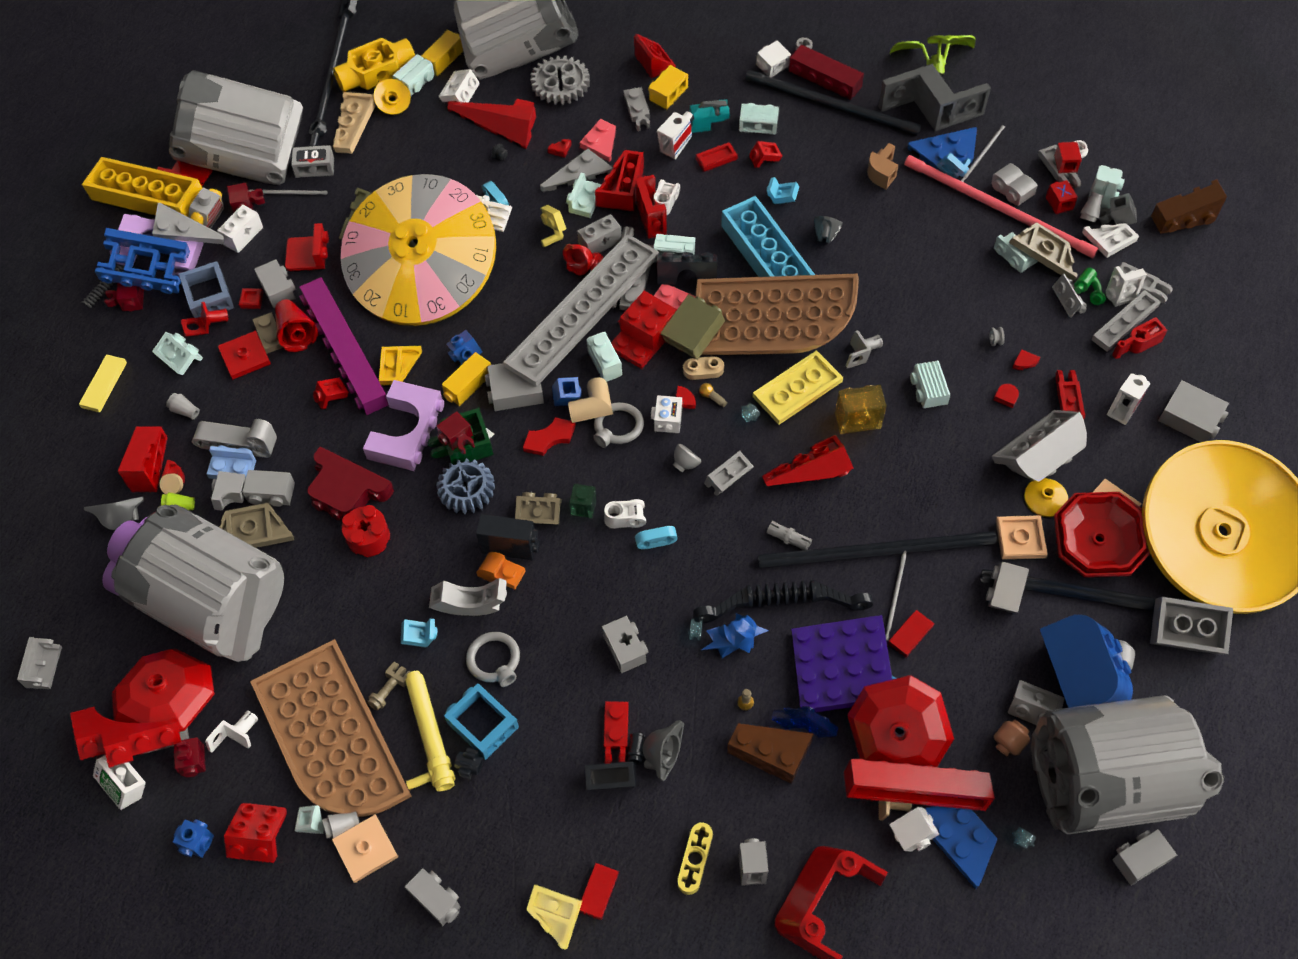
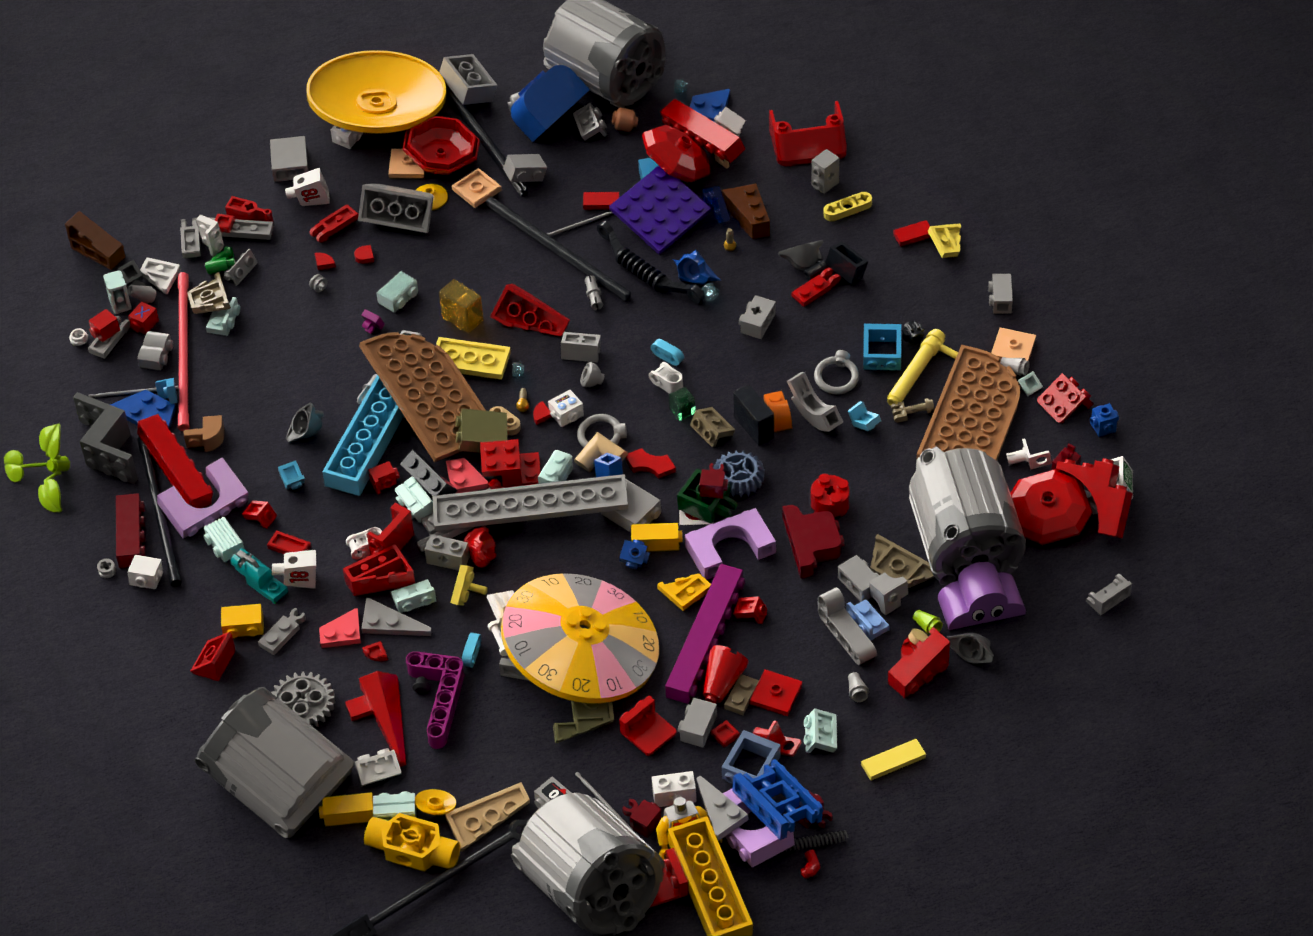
camera: 130 degrees left, 10 degrees down
(89, 265) = (812, 866): none -> red arm
(480, 167) = (450, 673): none -> magenta beam
(721, 244) = (383, 476): none -> red brick
(799, 106) = (190, 519): none -> lavender arch
(867, 126) = (174, 461): none -> red brick
(911, 345) = (371, 321): none -> magenta tile
(1136, 308) = (225, 222): none -> red tile

